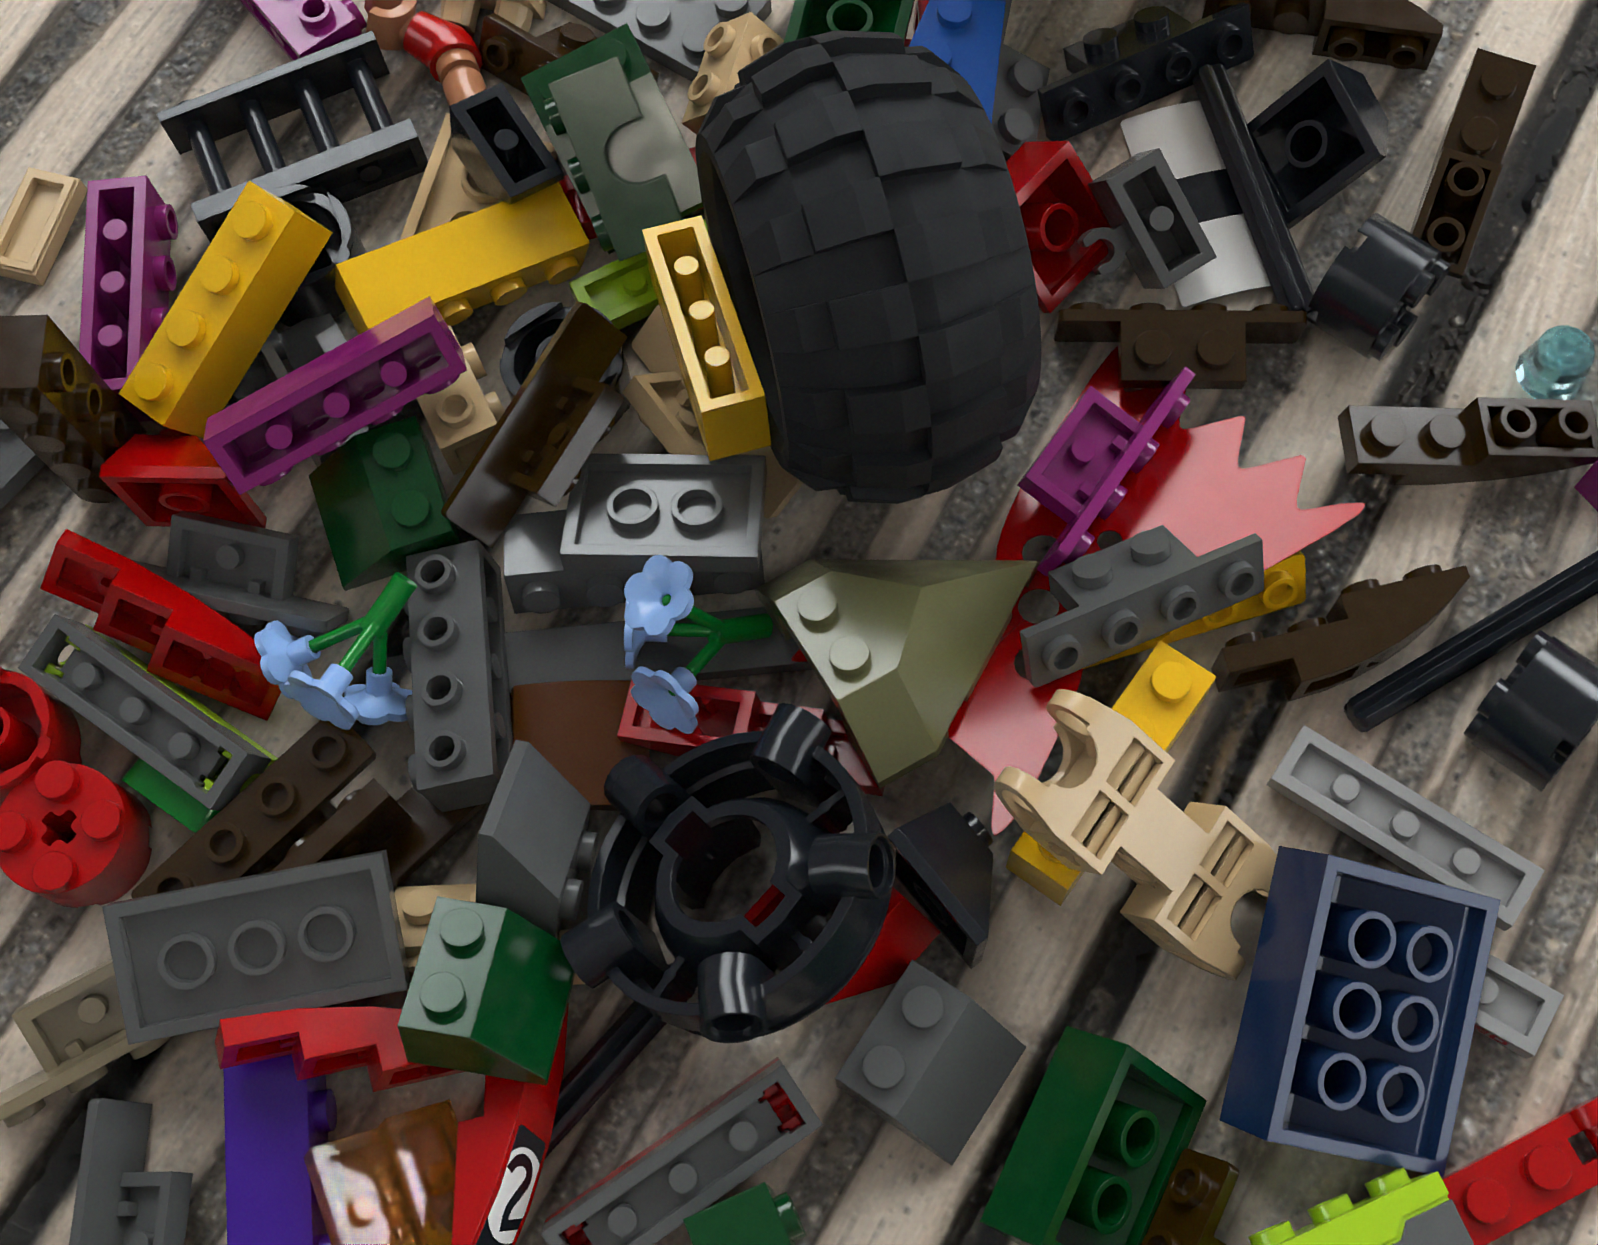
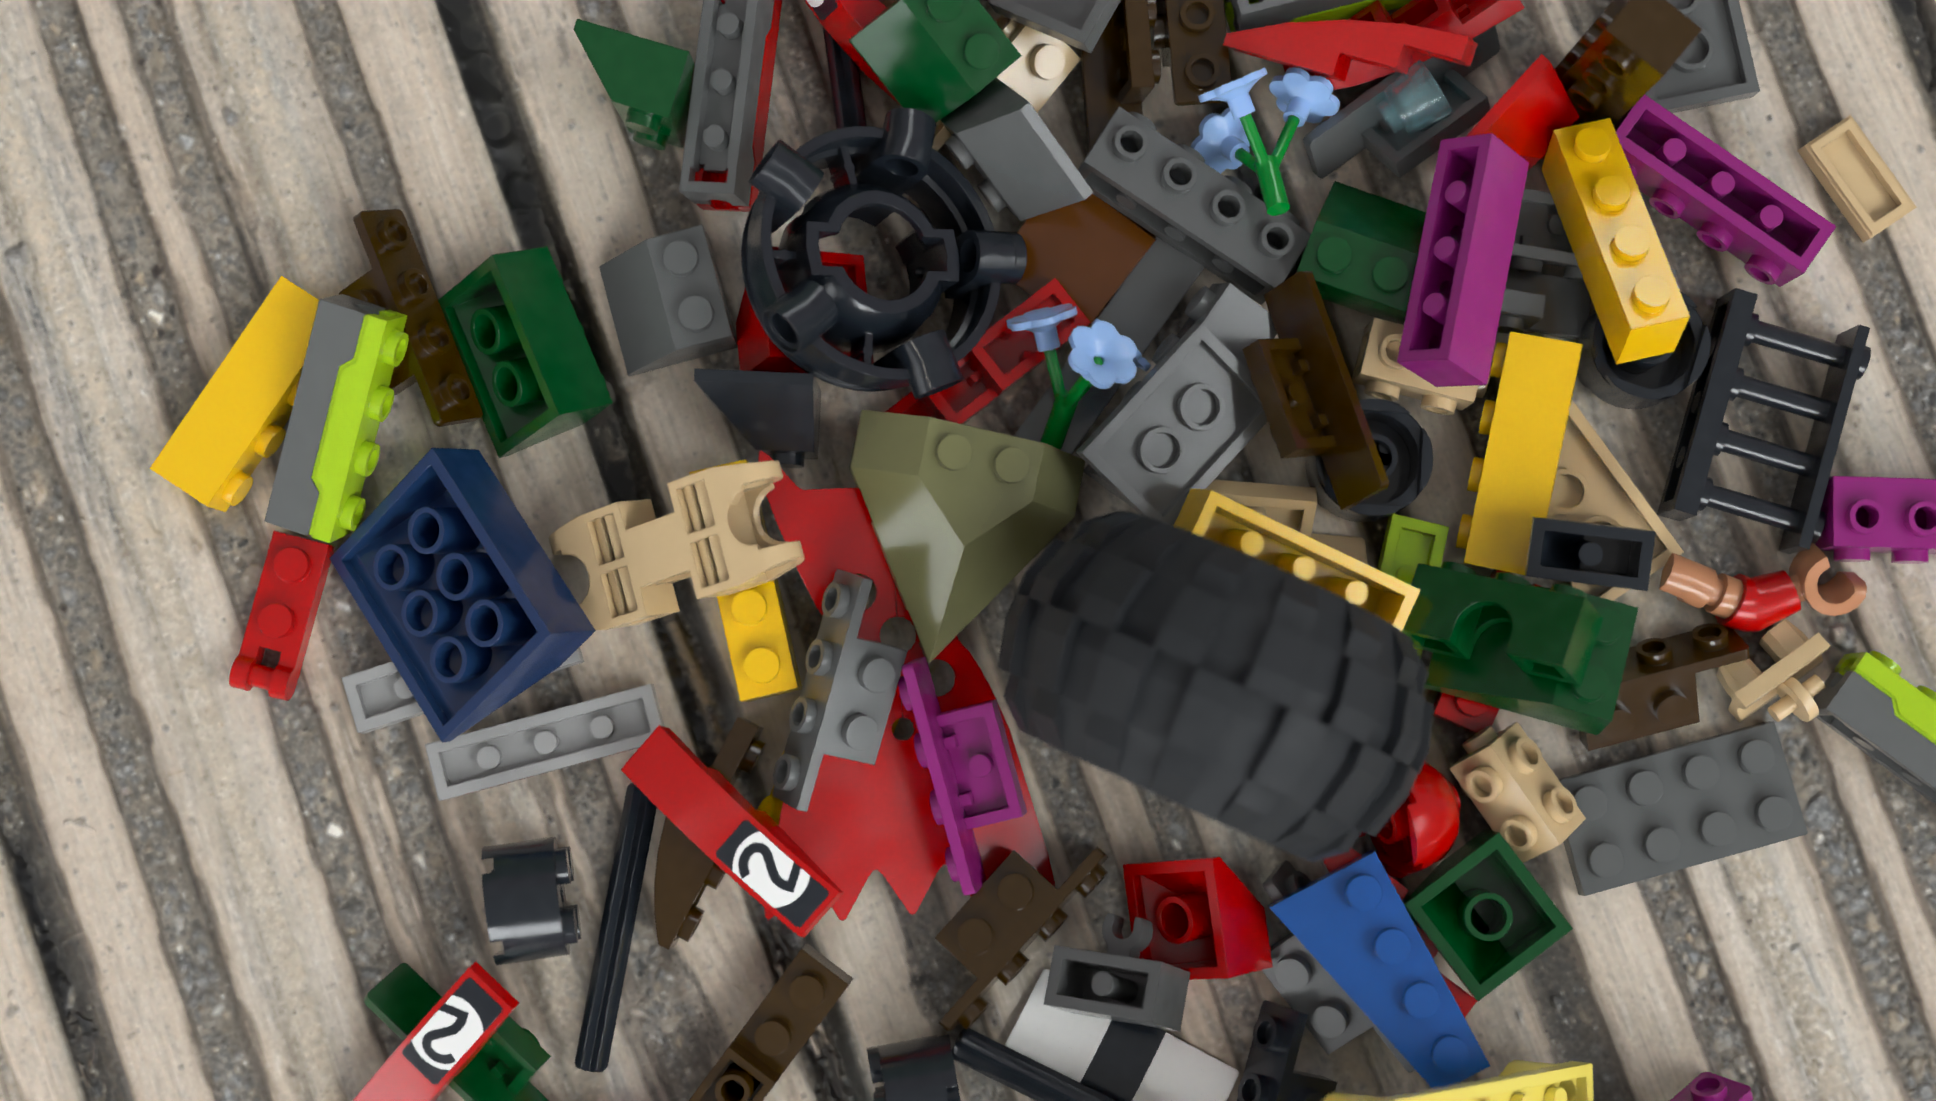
camera: 125 degrees right, 15 degrees up
(218, 564) = (1413, 101): none -> clear light blue hat
(222, 656) = (1332, 44): none -> red slope
(1329, 584) = (732, 831): none -> red slope

